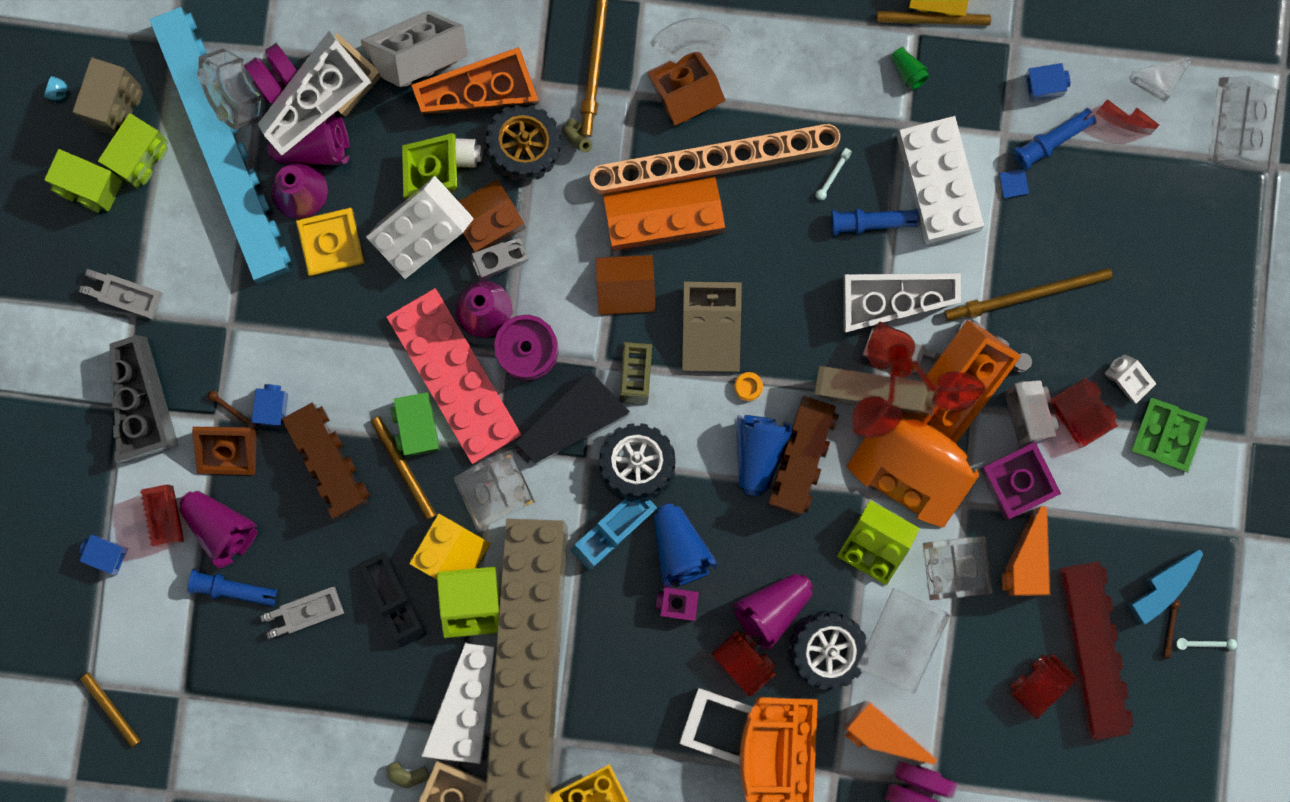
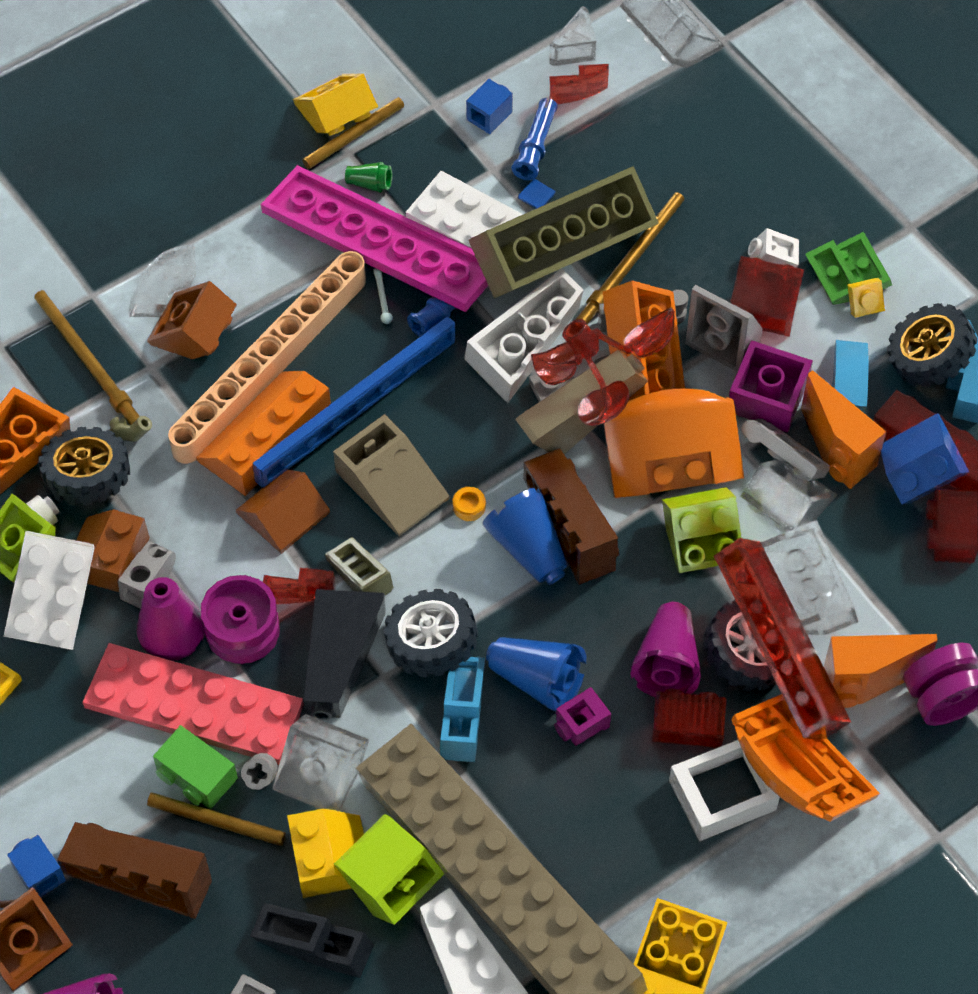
camera: 45 degrees left, 25 degrees down
(453, 462) = (250, 776): none -> light grey bush
(590, 358) = (301, 589): none -> clear red slope
(739, 248) = (353, 402): none -> blue tile
(841, 672) = (782, 639): none -> clear red brick
(868, 131) = (379, 235): none -> dark pink plate
(986, 534) = (785, 448): none -> light grey hinge
(987, 247) = (563, 232): none -> olive brick
(1061, 628) = (922, 460): none -> blue slope
(1084, 519) = (851, 371): none -> dark azure slope
(1155, 574) = (919, 332): none -> black wheel
(1156, 470) = (866, 297): none -> yellow plate

